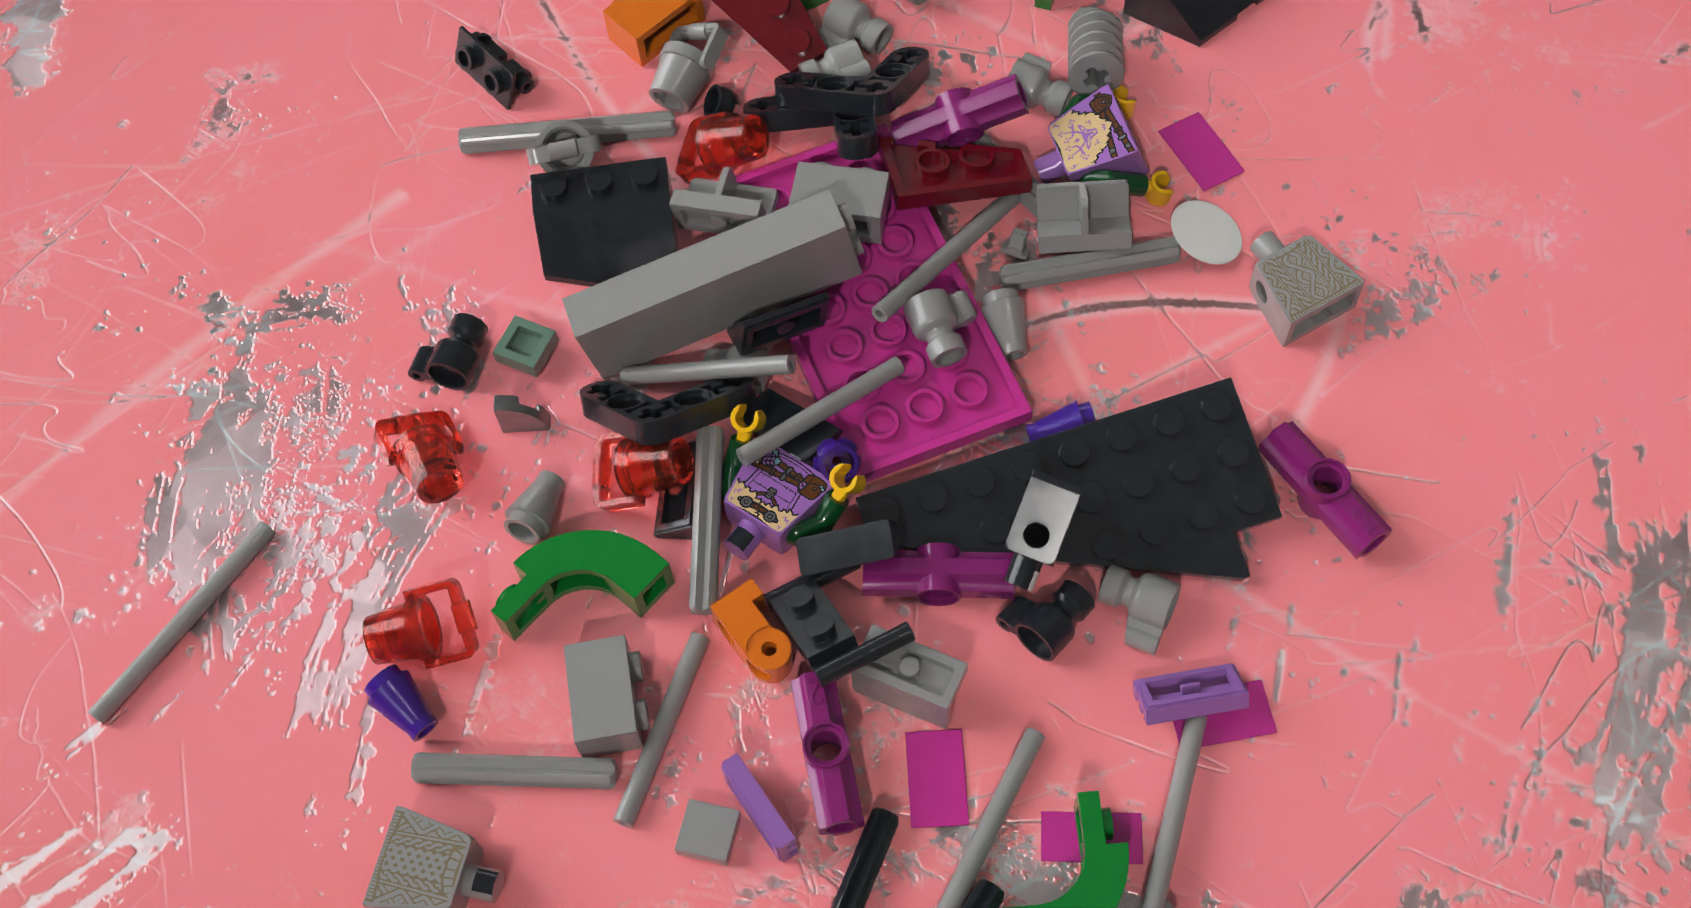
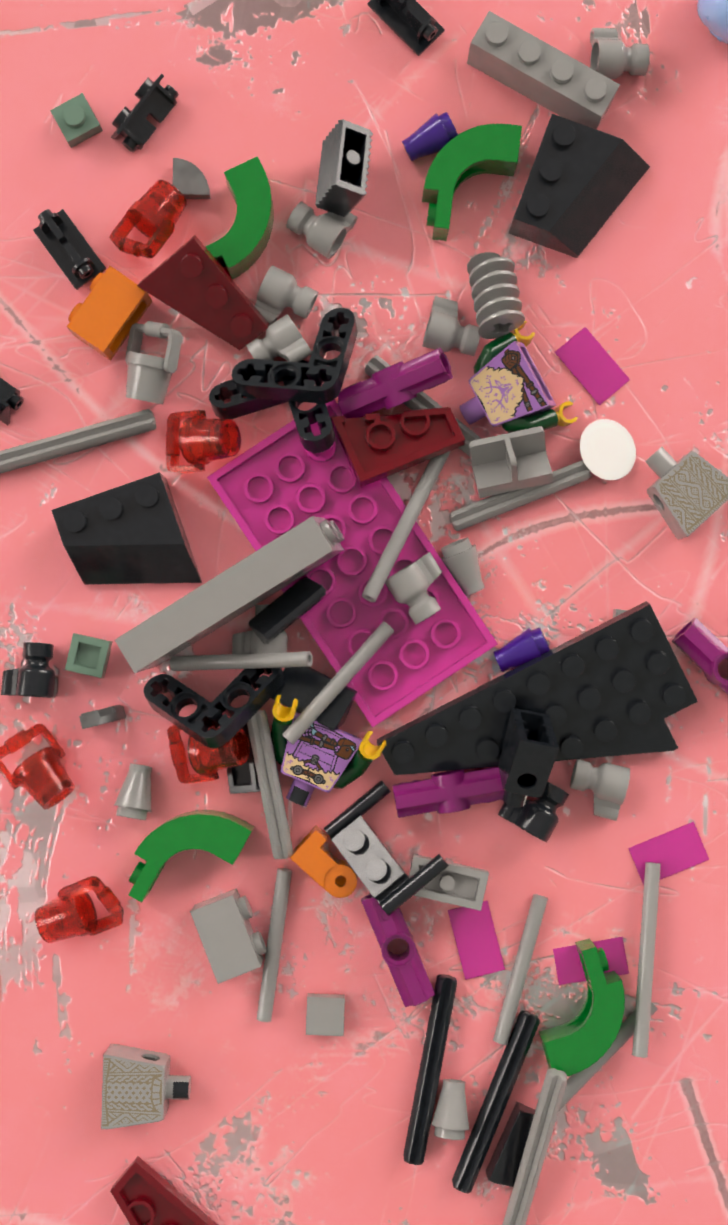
camera: 20 degrees left, 25 degrees up
(400, 701) = (80, 966): dark purple cone -> none
(514, 770) = (175, 998): light grey axle -> none
(563, 147) = (72, 477): light grey piece -> none
(720, 100) = (189, 395): black hinge -> none
(720, 204) = (220, 504): light grey panel -> none
(759, 808) = (359, 996): medium lavender tile -> none
(829, 449) = (358, 722): dark purple plate -> none
(849, 546) = (384, 790): black slope -> none
(862, 190) = (312, 488): light grey brick -> none
(1017, 244) = (459, 488): light grey piece -> none
(1190, 694) = (652, 862): medium lavender tile -> none

